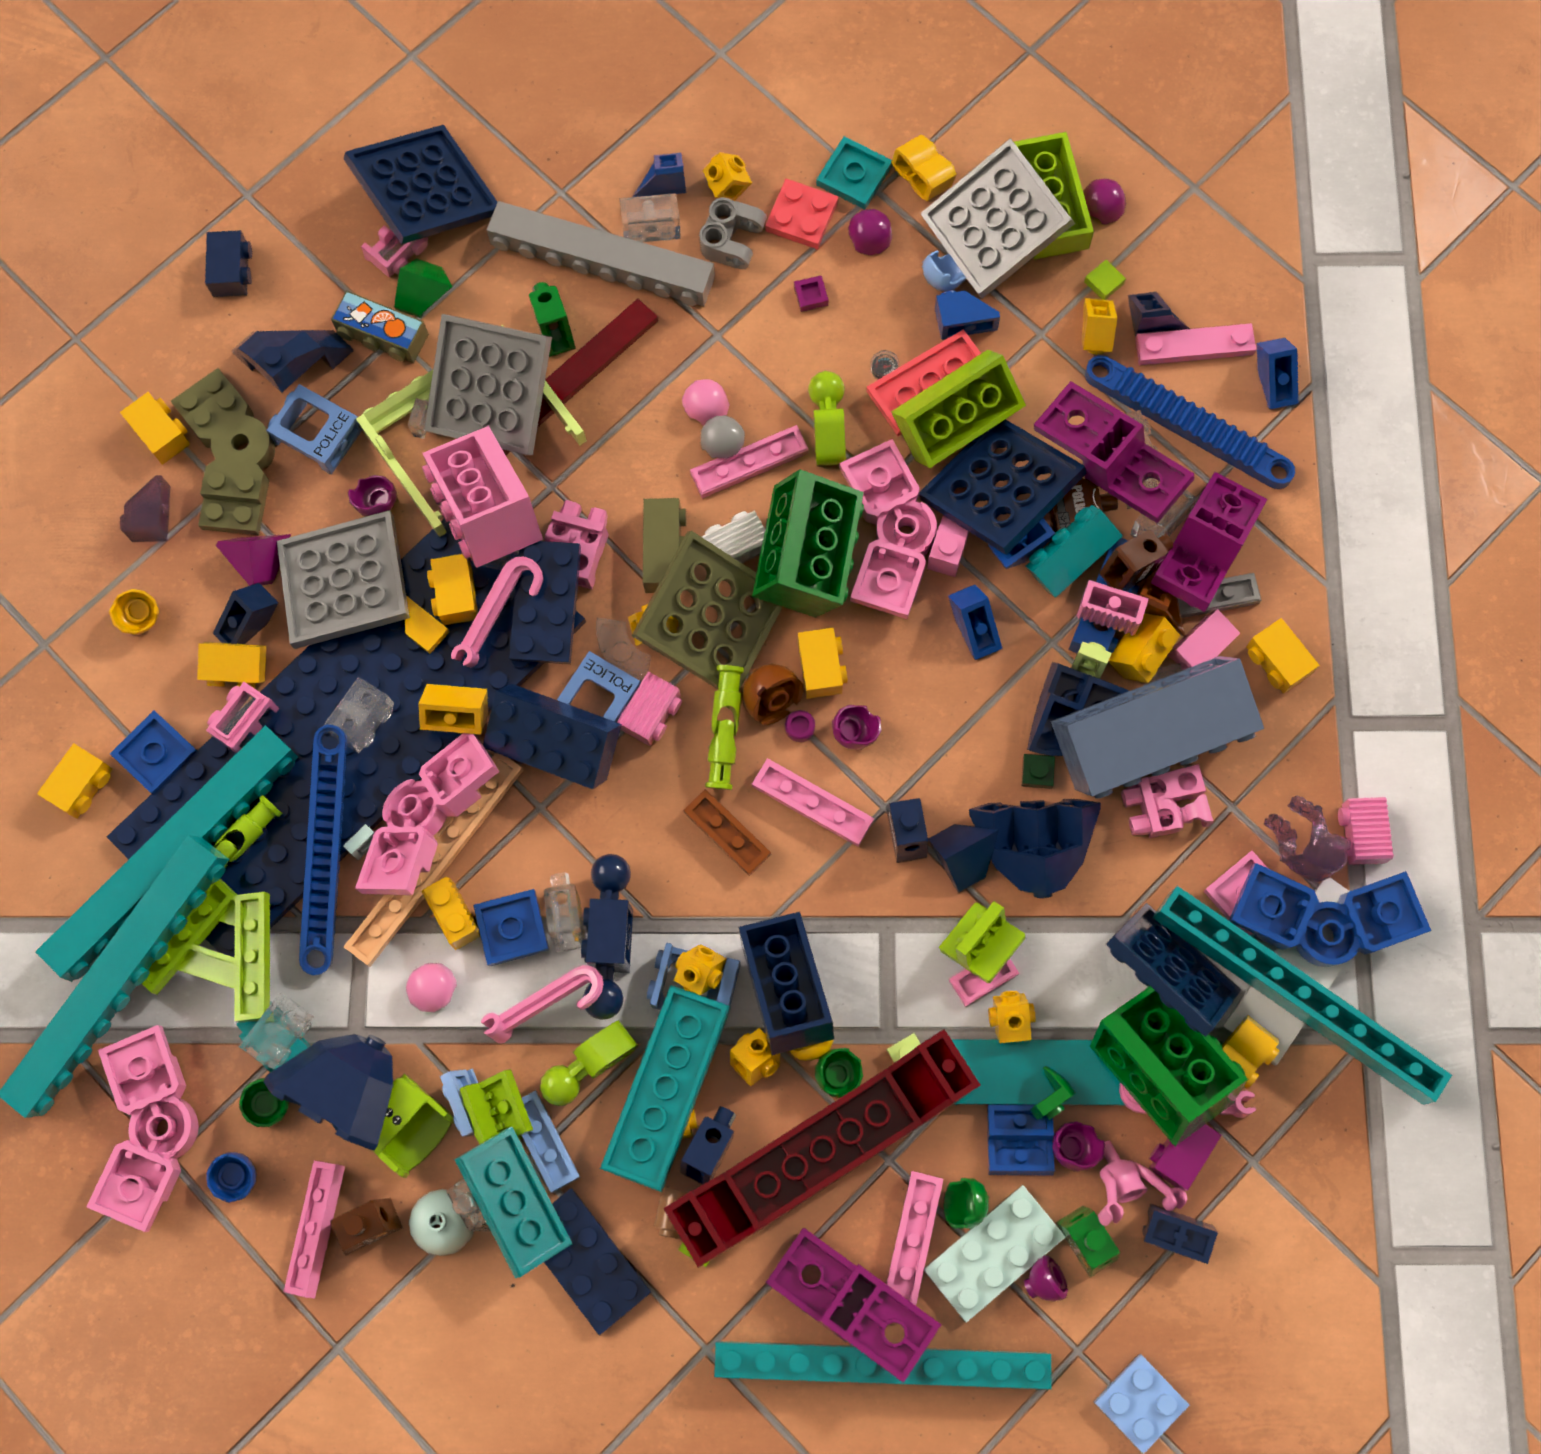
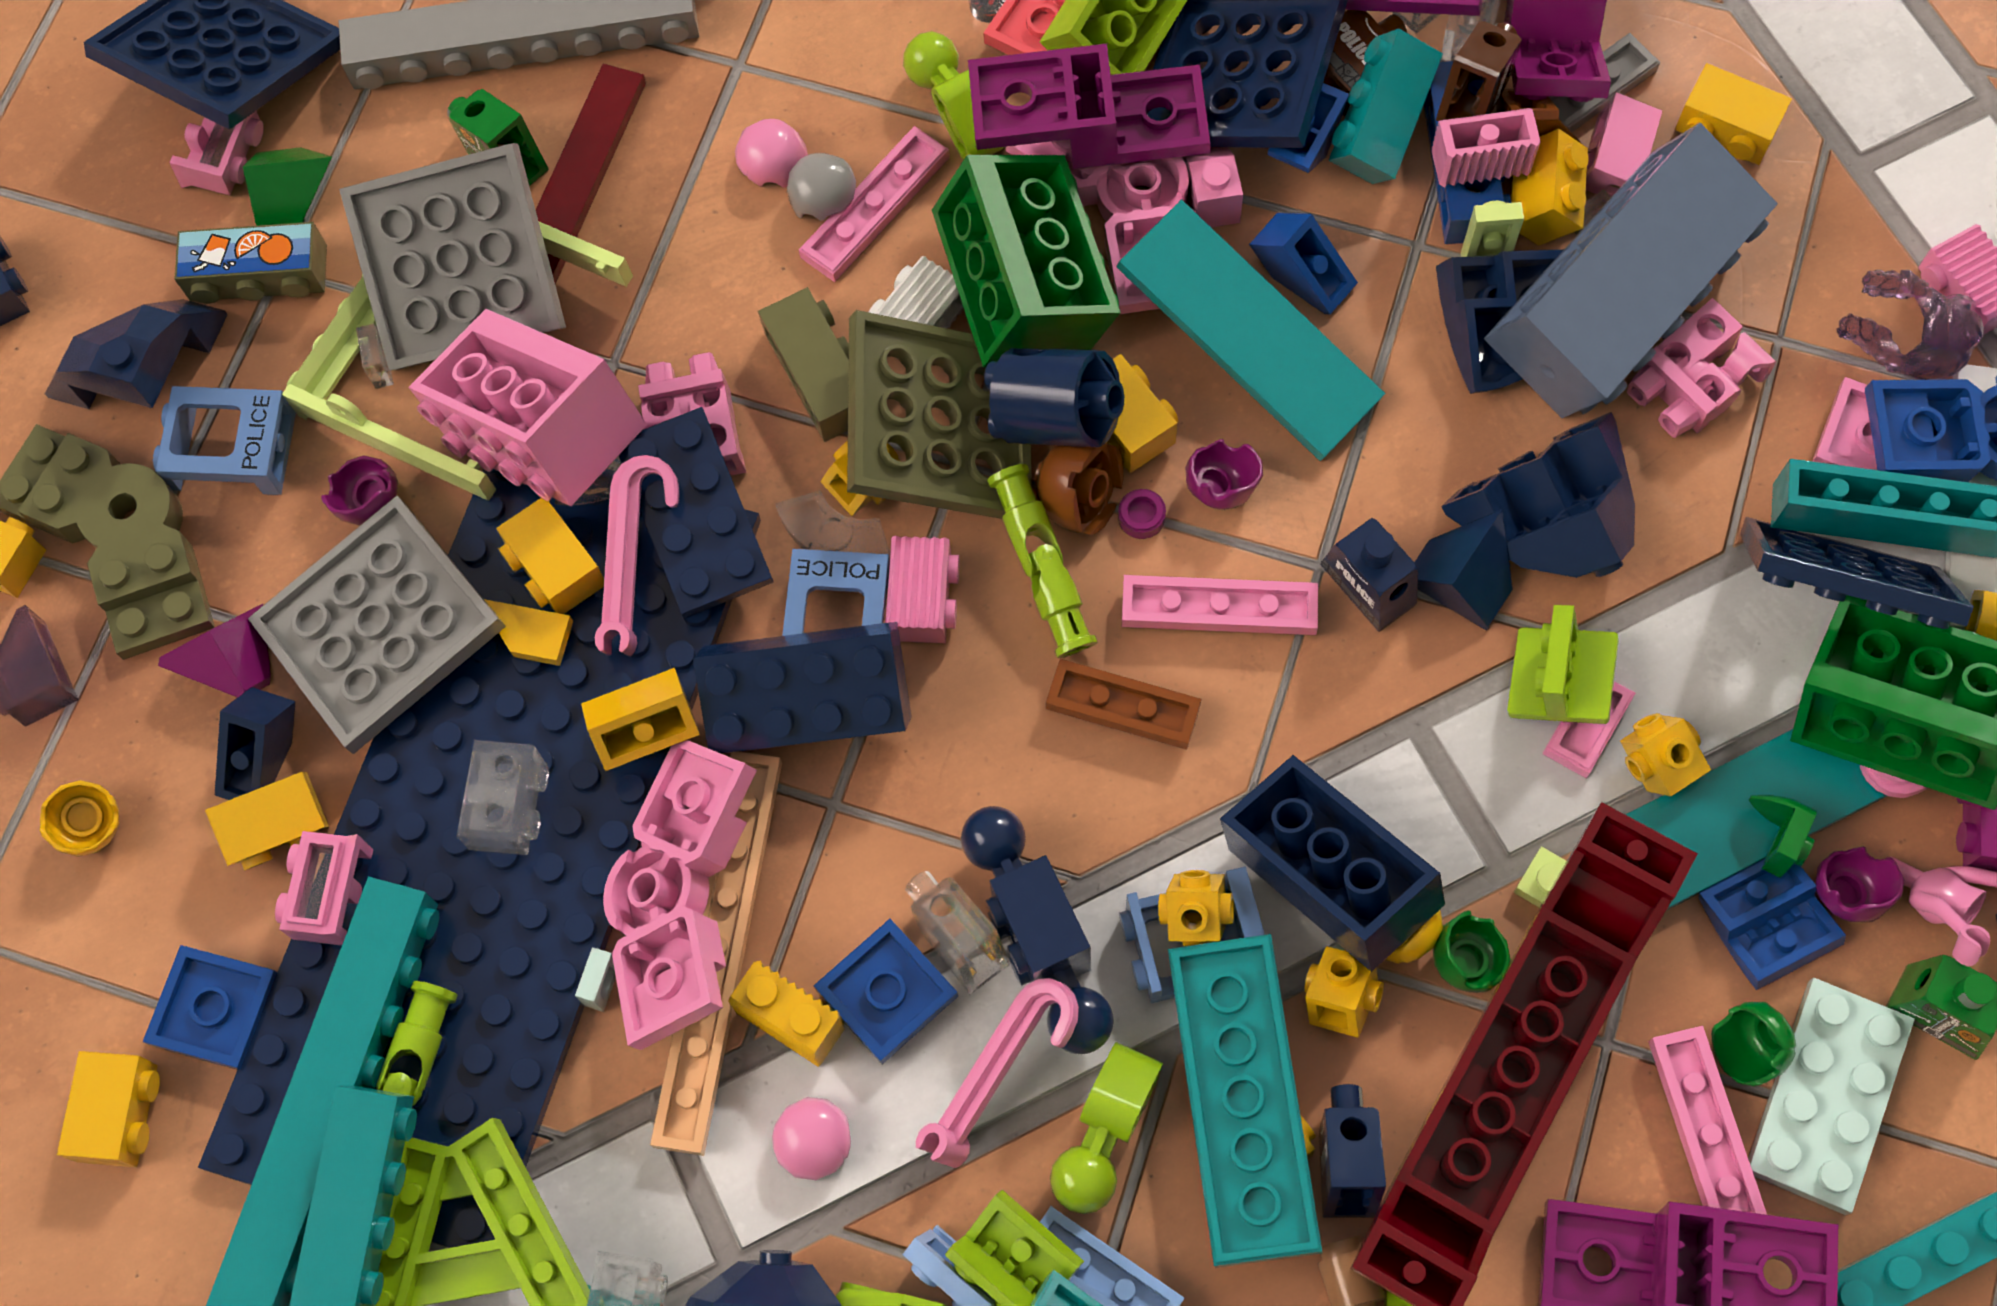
camera: 25 degrees left, 5 degrees down
(323, 849) = (548, 1015): blue gear -> none
(776, 637) = (1054, 397): none -> dark blue cylinder
(892, 469) = (1084, 103): none -> magenta bracket
(917, 649) = (1250, 330): none -> teal tile
(1038, 771) = (1500, 416): dark green plate -> none
(1046, 1280) = (1926, 1094): magenta brick -> none

